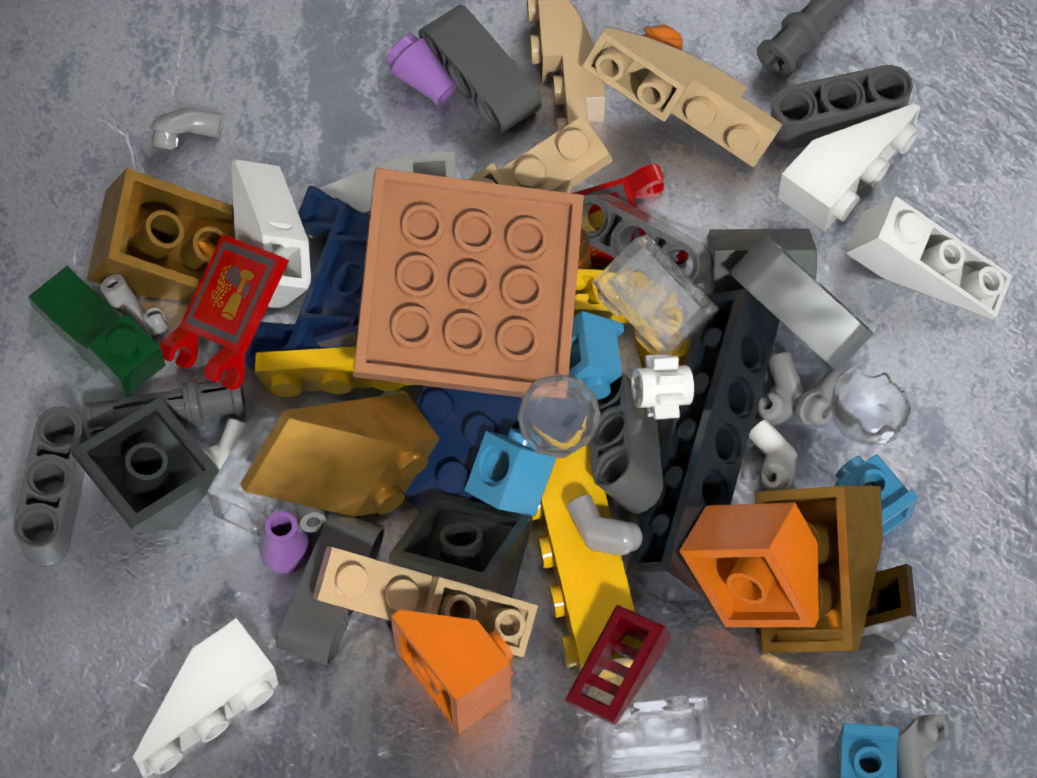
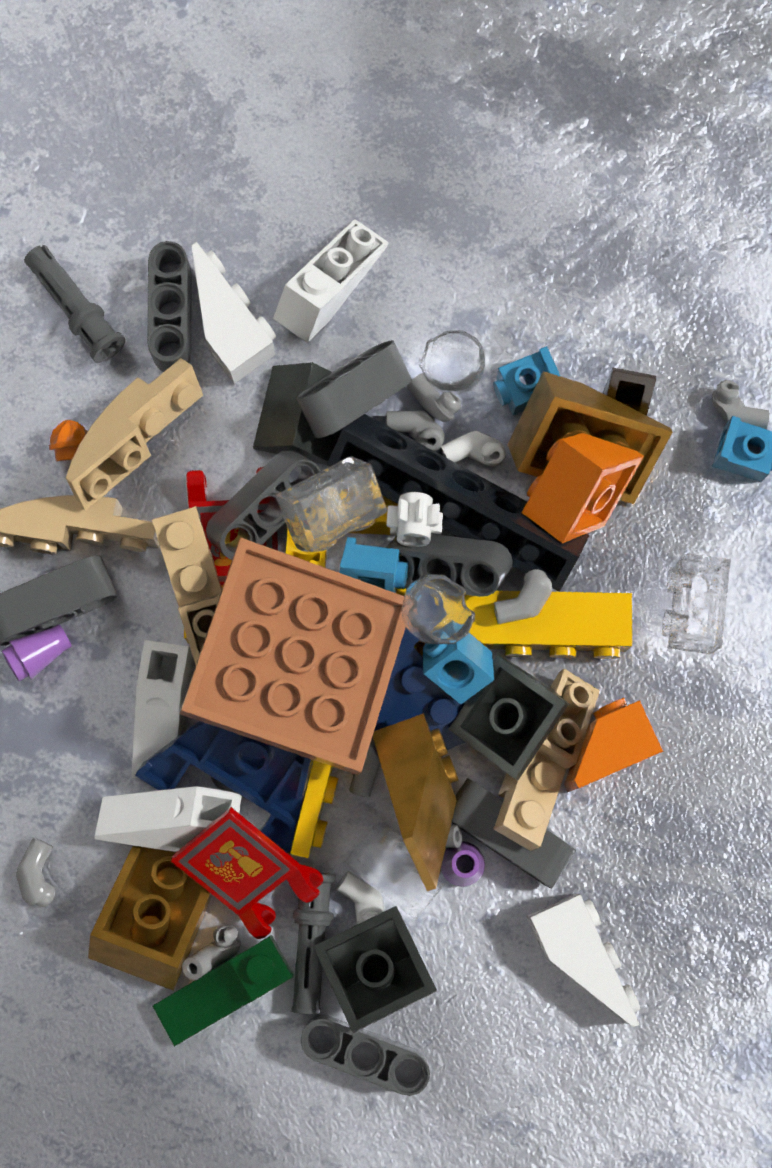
camera: 80 degrees left, 15 degrees up
(621, 623) = (680, 641): dark red slope -> none

